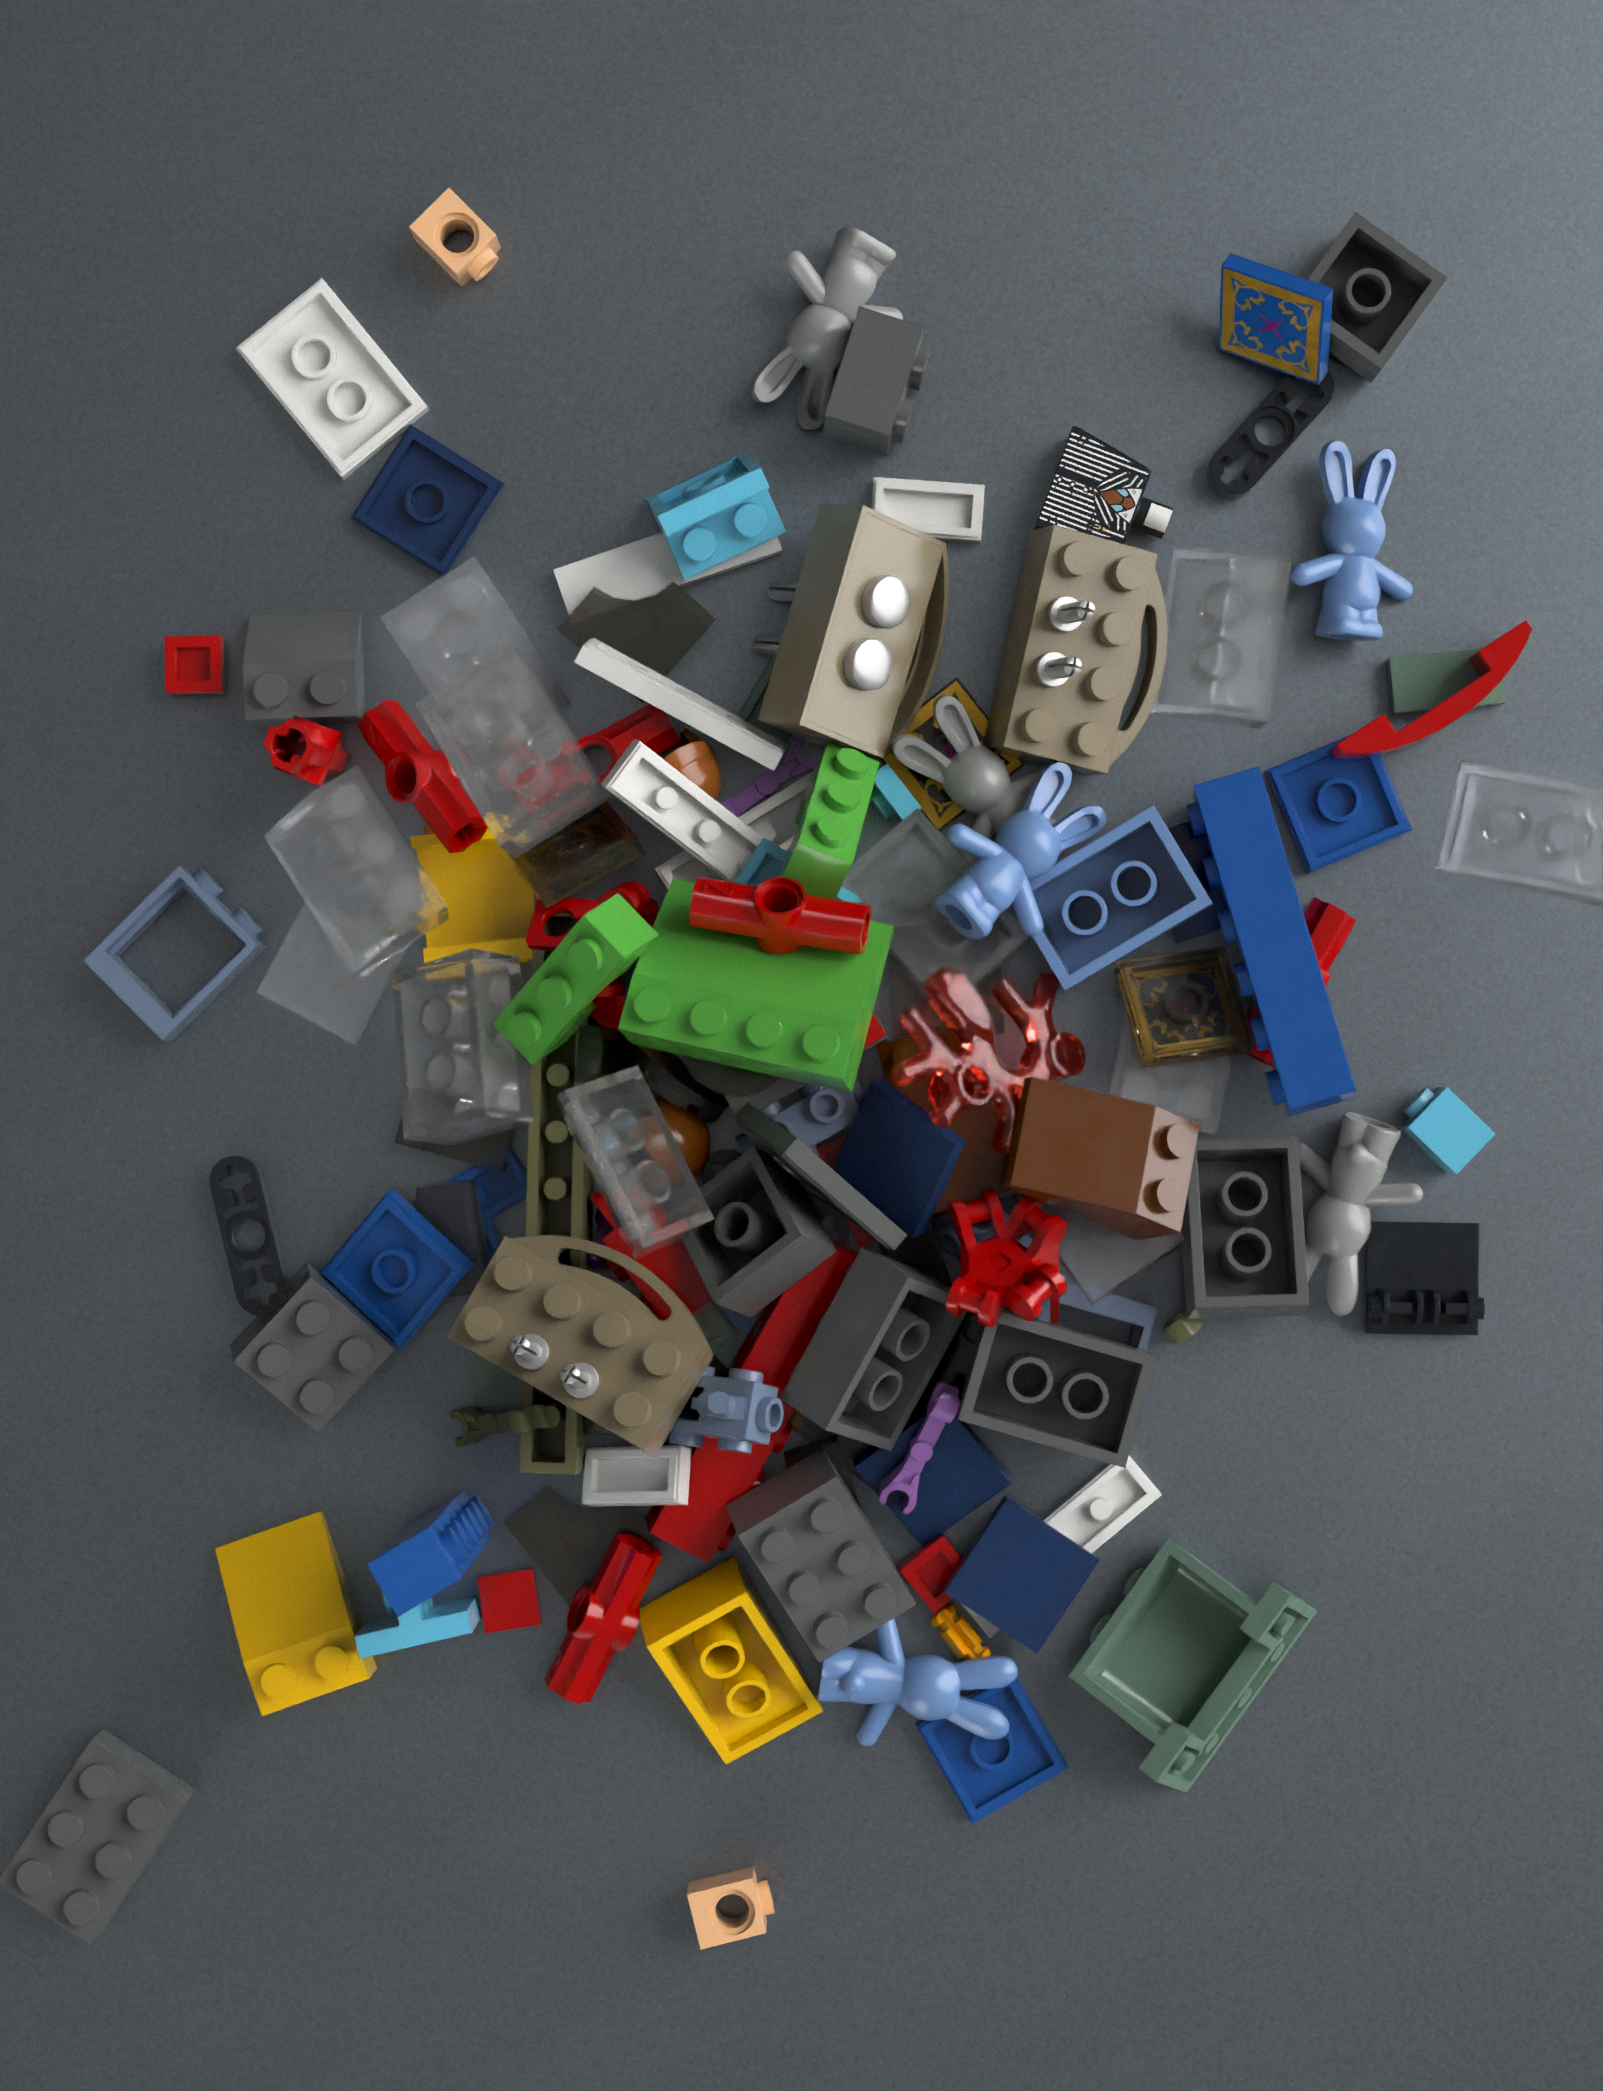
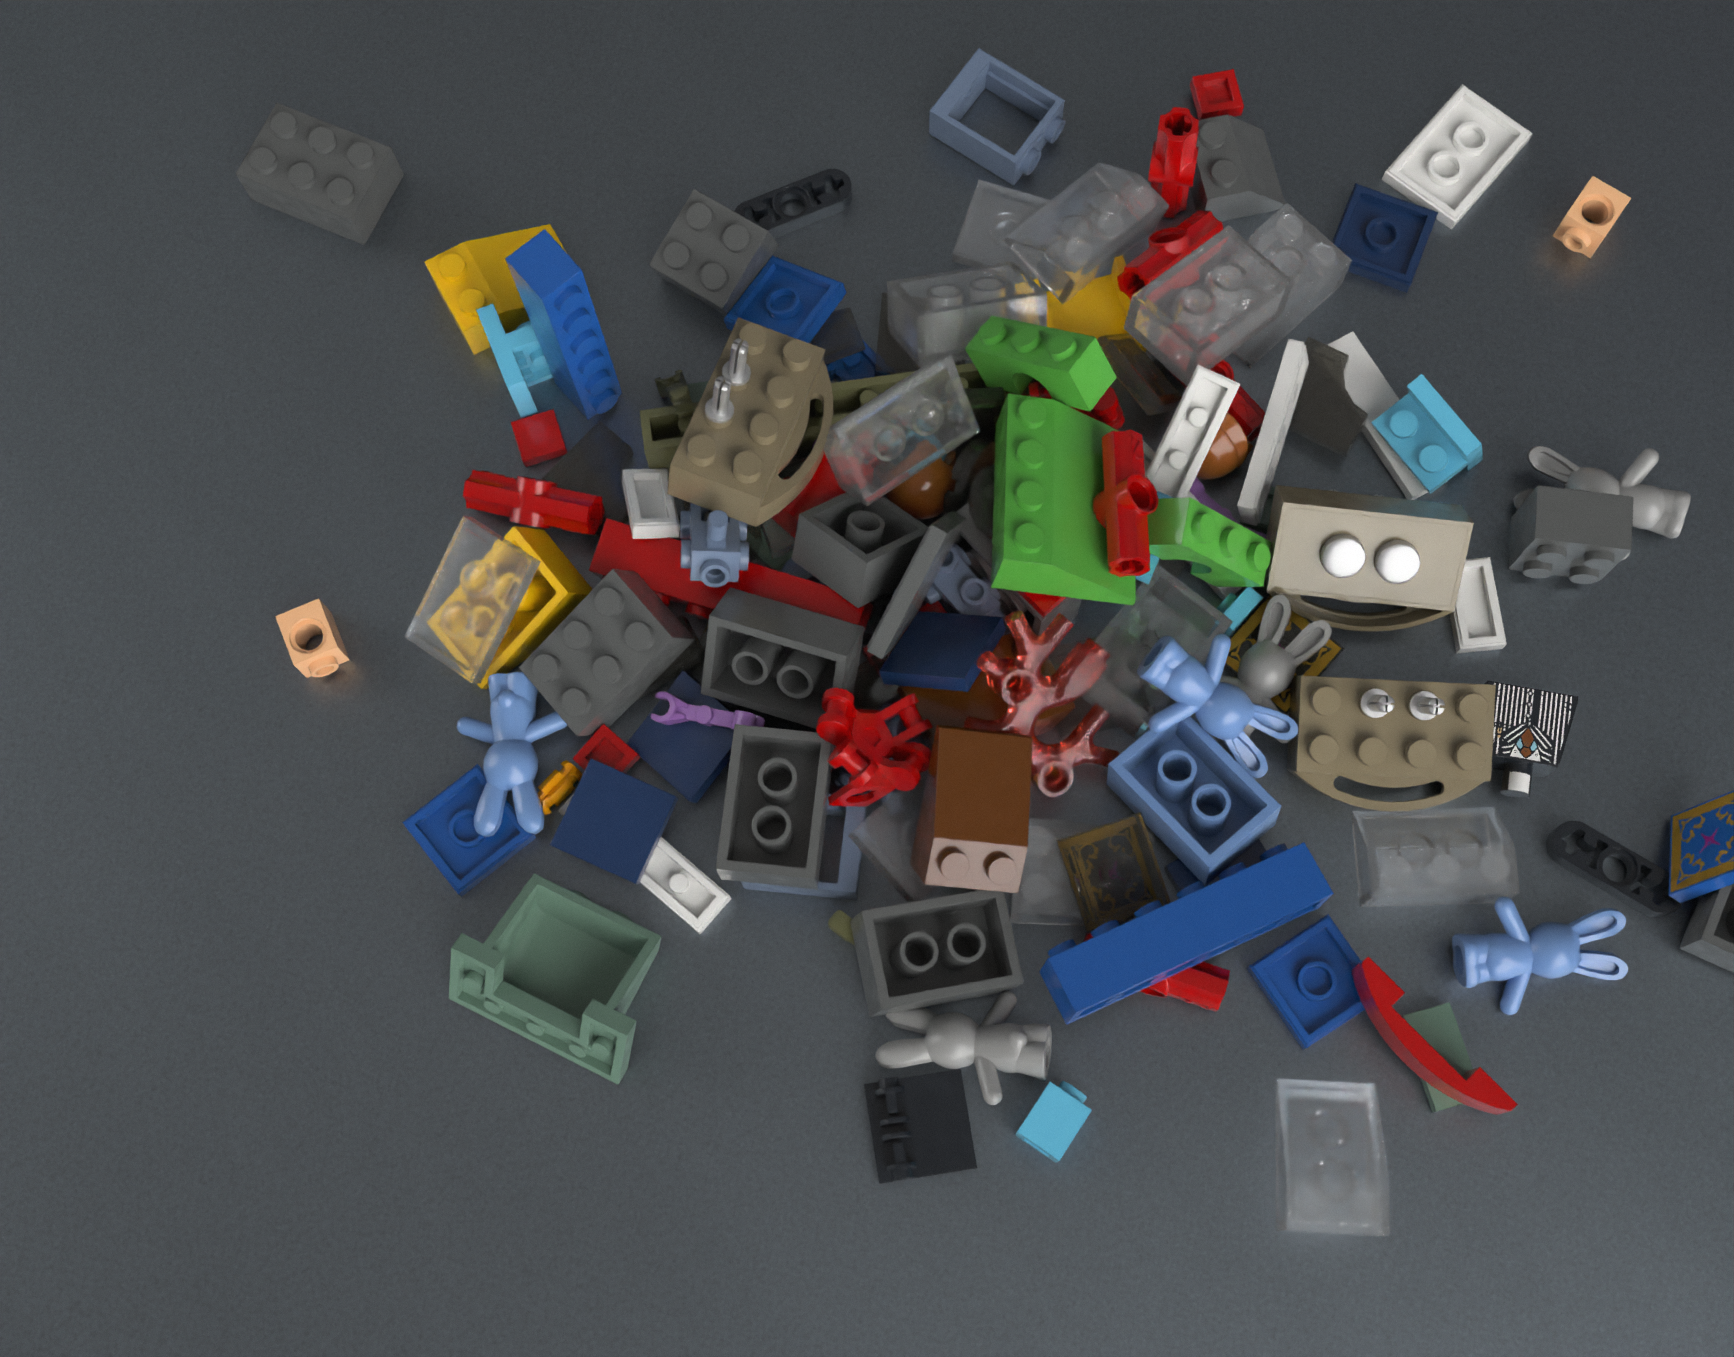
camera: 85 degrees right, 15 degrees down
(720, 1708) = (472, 599): none -> clear tile

